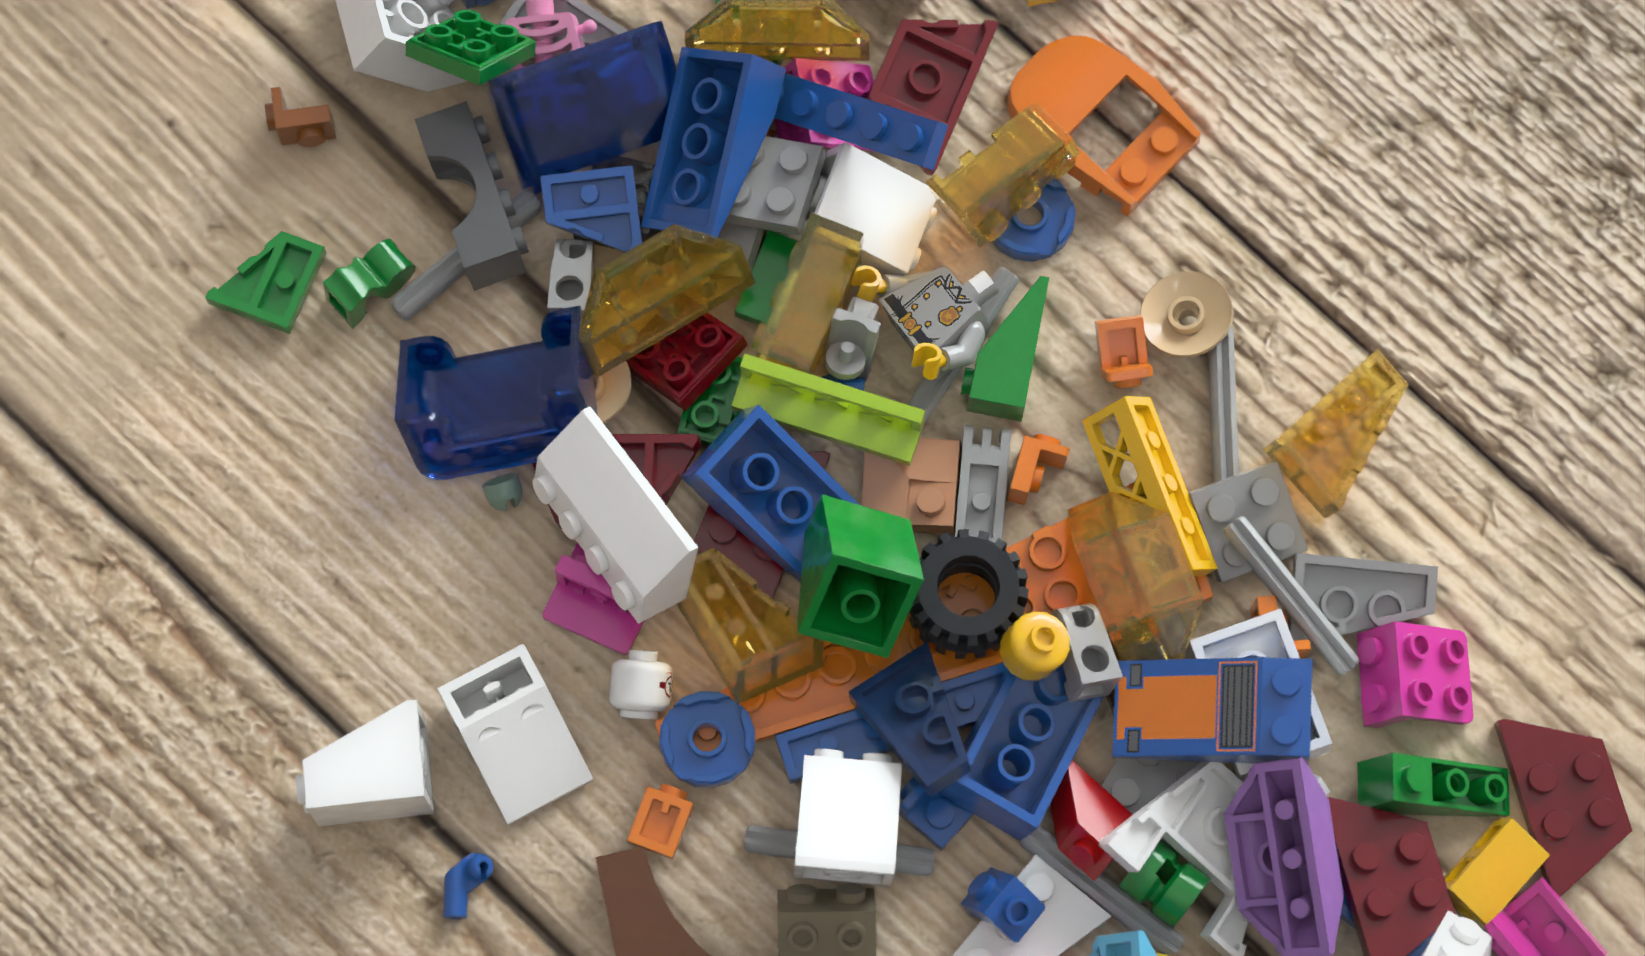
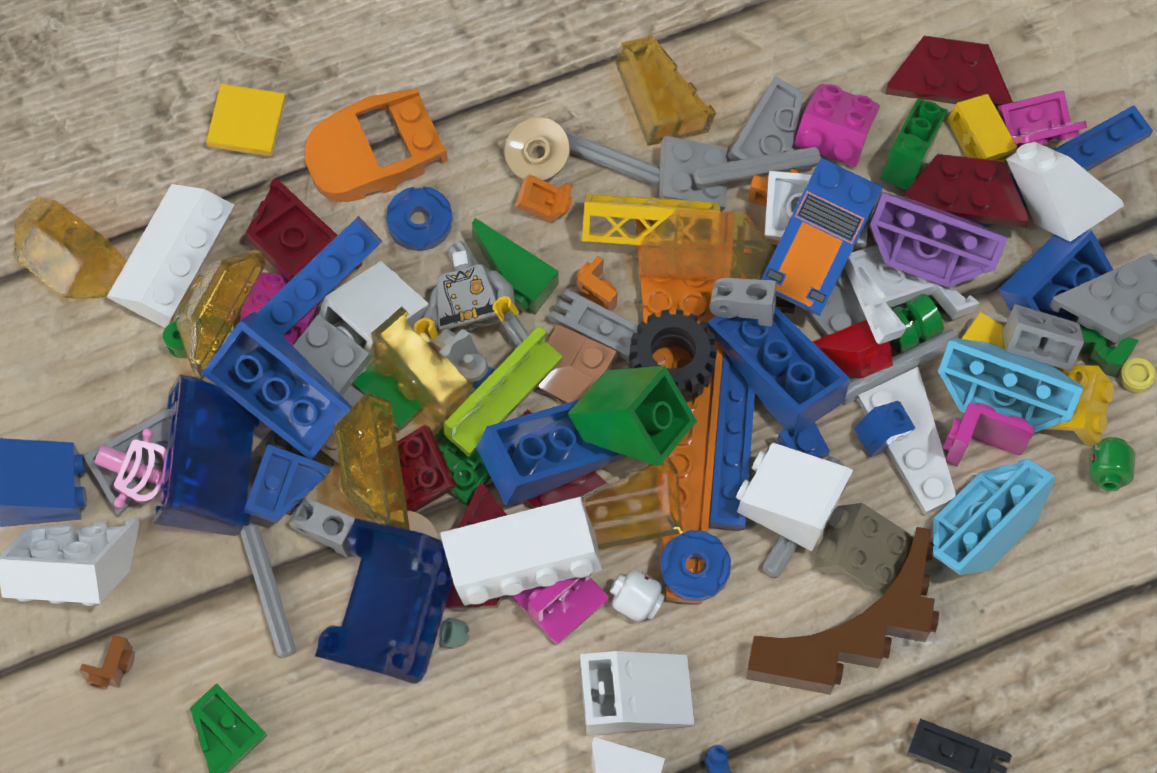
camera: 65 degrees left, 5 degrees down
(377, 274) = (256, 664): green leg -> none
(471, 47) = (127, 513): green tile -> none
(485, 237) = (189, 561): dark grey arch -> none
(661, 820) = (738, 618): orange bracket -> none
(914, 719) = (742, 424): dark blue wing -> none
(1005, 175) = (392, 212): clear yellow wedge -> none
(1034, 646) = (732, 324): yellow head -> none

